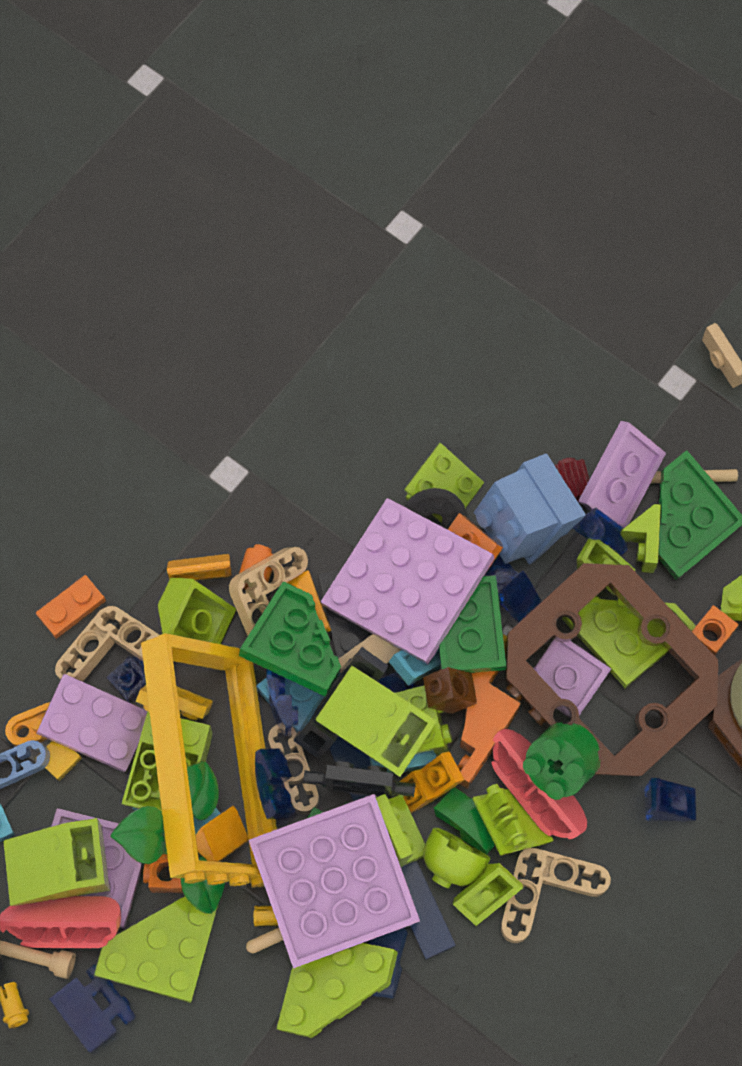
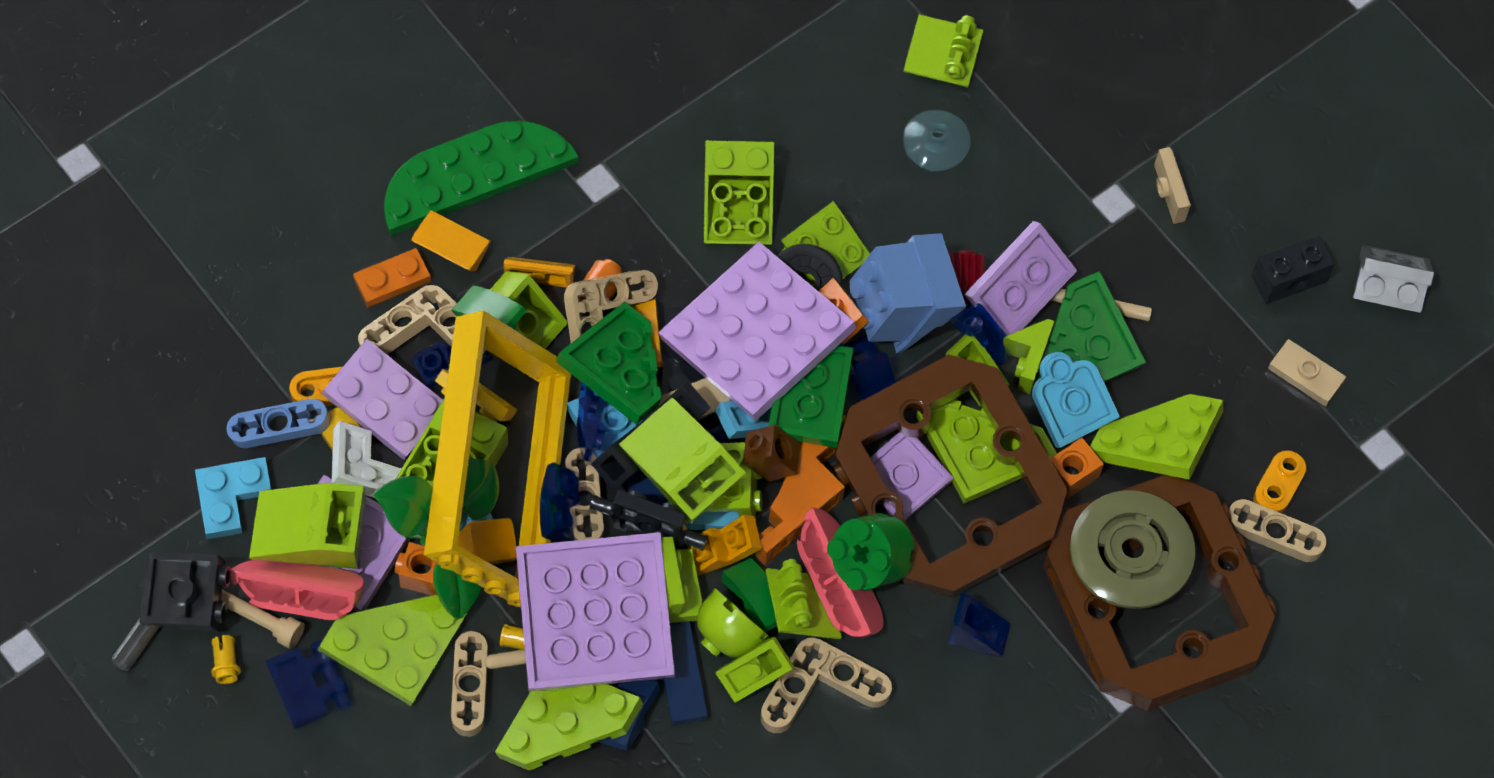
camera: 10 degrees right, 5 degrees down
(83, 796) = (353, 460): none -> white plate
(114, 561) = (451, 241): none -> light orange slope
(116, 491) = (473, 170): none -> green plate
(162, 618) = (495, 304): none -> slope
(223, 946) = (478, 708): none -> tan beam
(354, 453) = (738, 192): none -> lime slope
(496, 281) = (944, 49): none -> lime hinge
(507, 374) = (935, 152): none -> clear light blue dish
(693, 570) = (1071, 398): none -> medium azure plate

